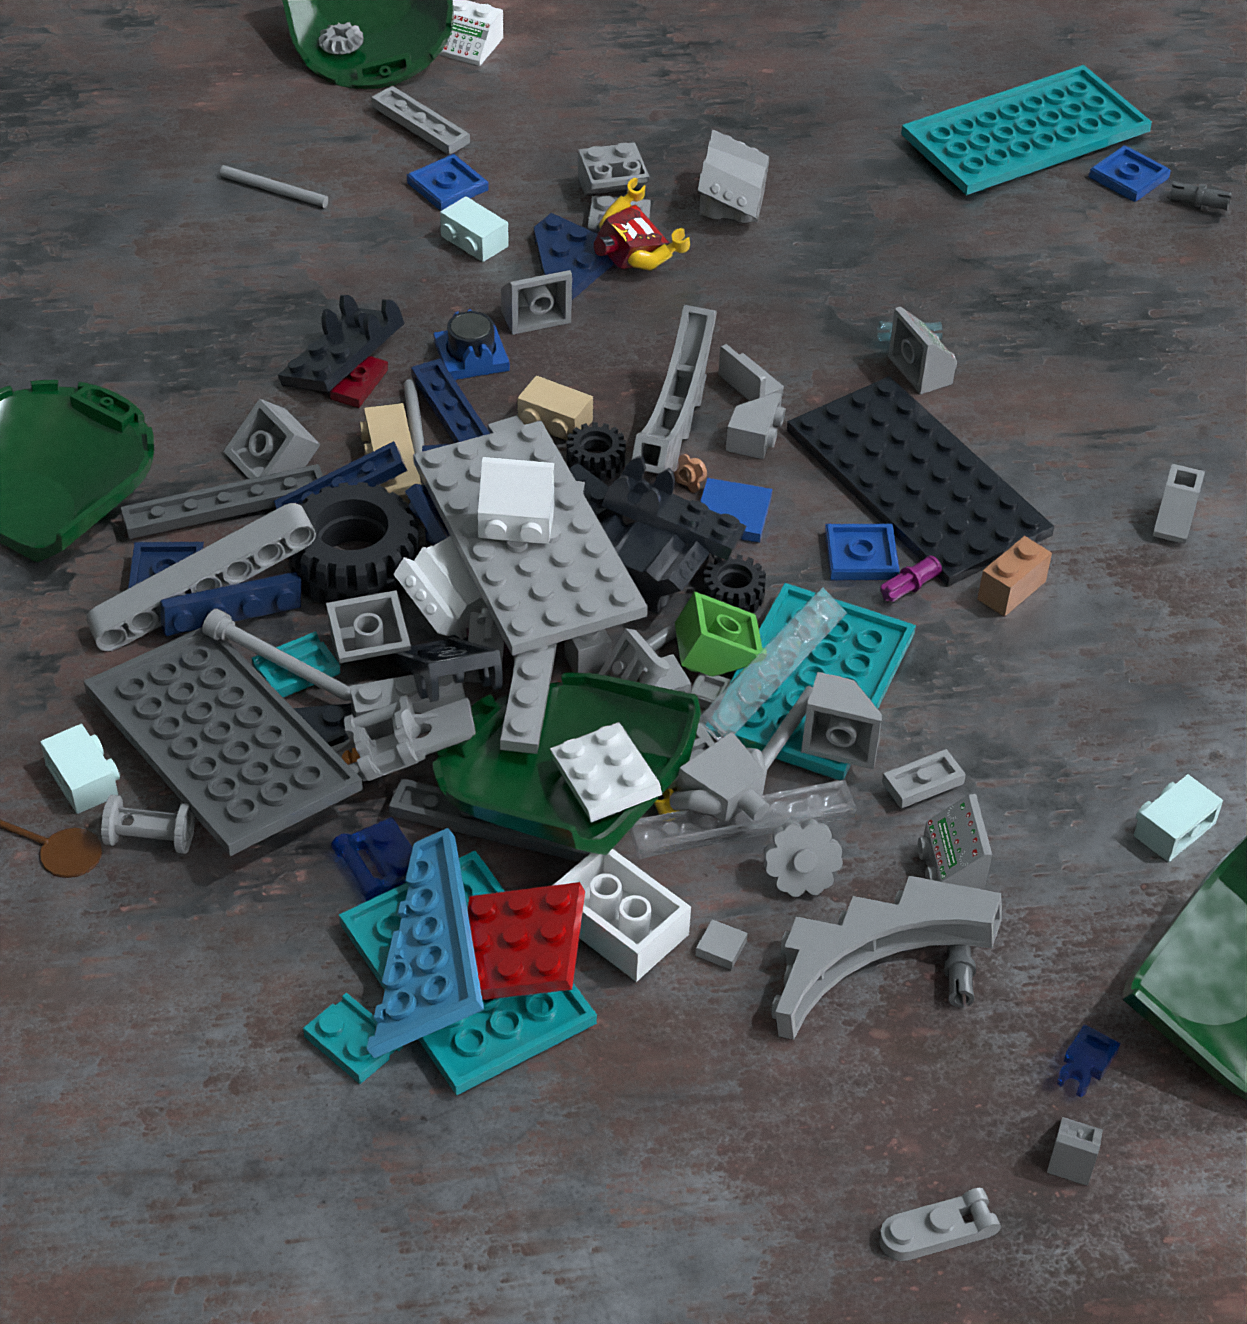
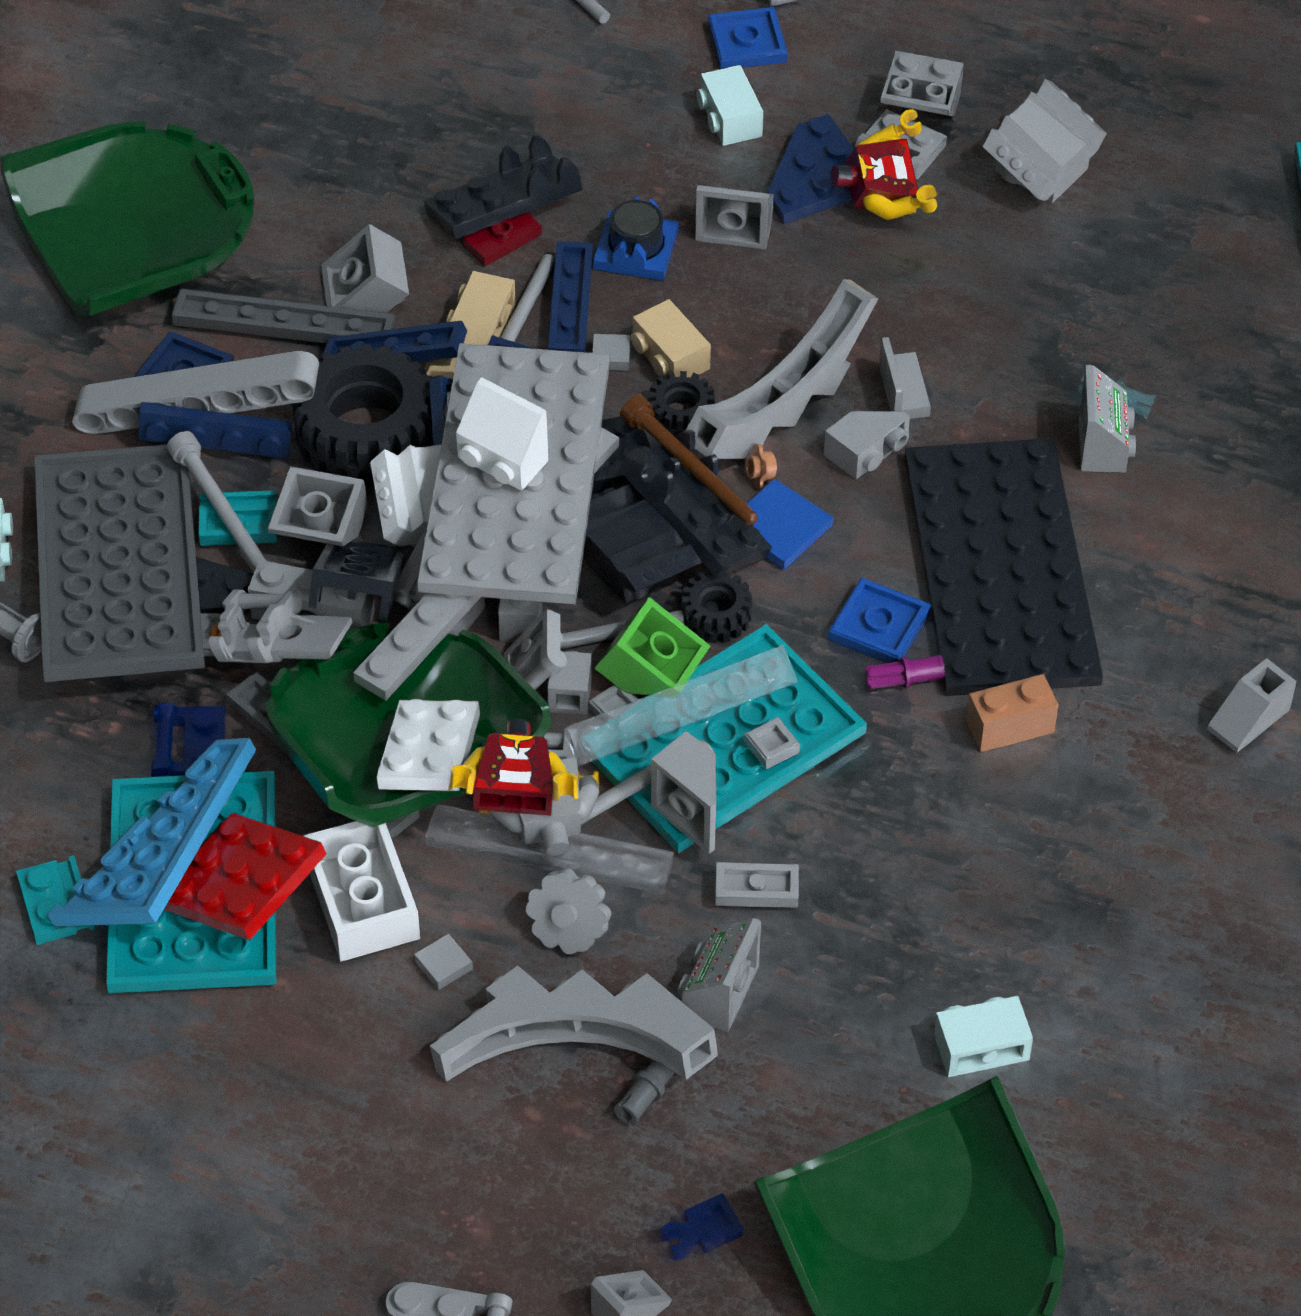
camera: 30 degrees right, 5 degrees up
(589, 460) = (638, 413): none -> reddish brown piece
(707, 759) = (514, 773): none -> torso
(860, 666) = (771, 743): none -> light grey tile

